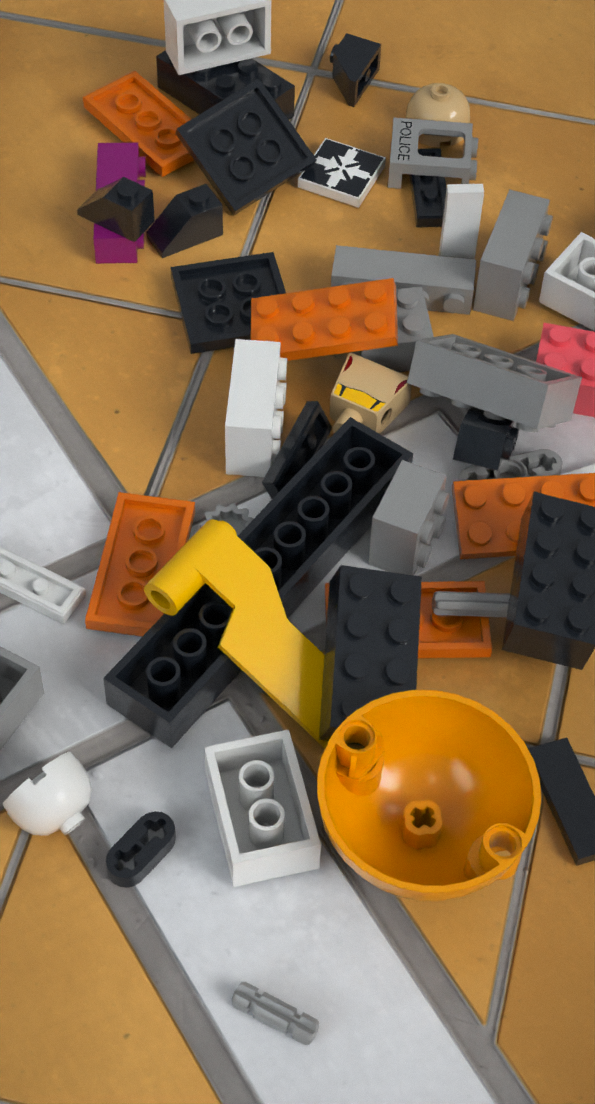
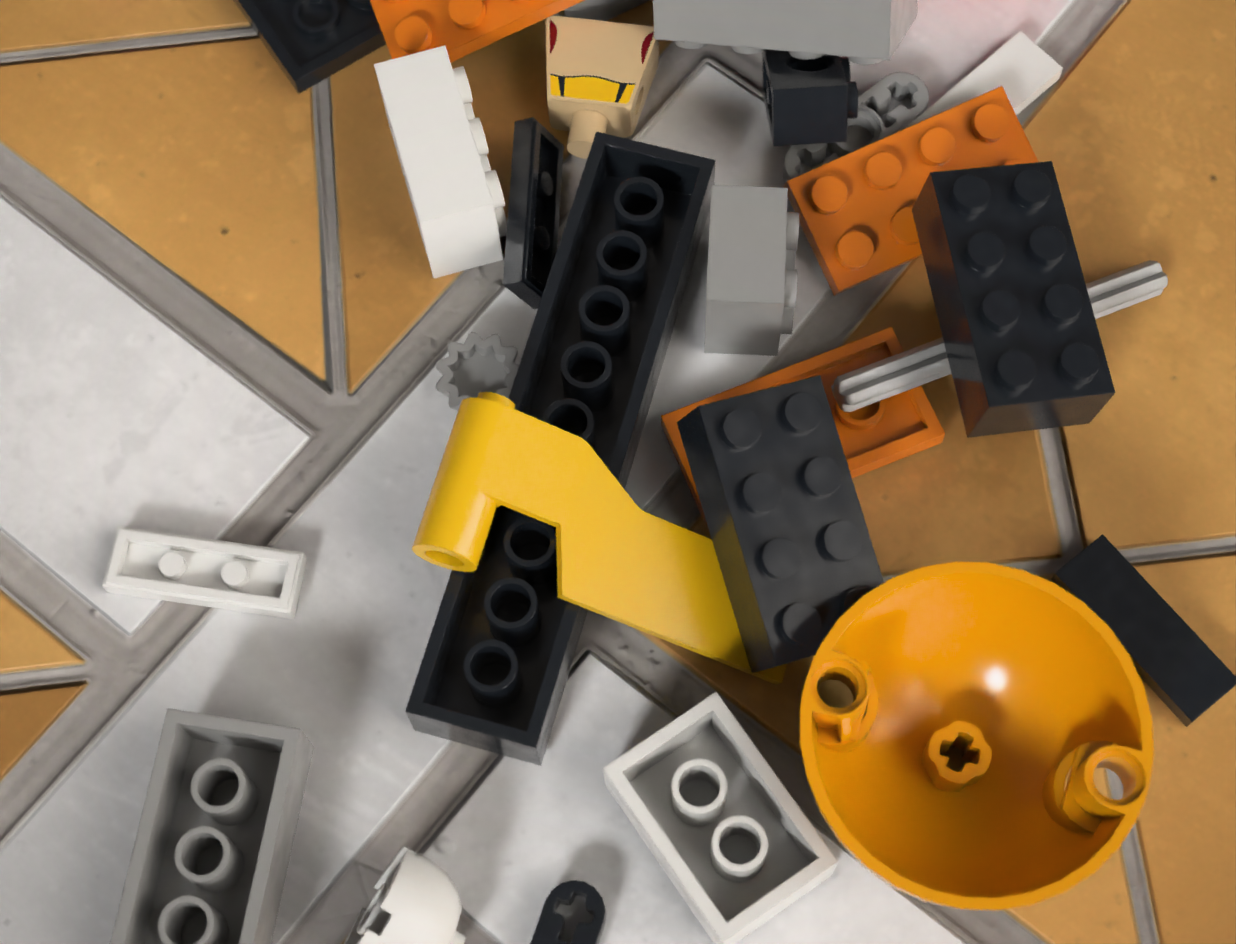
camera: 15 degrees left, 15 degrees up
(139, 543) = (368, 480): orange plate -> none

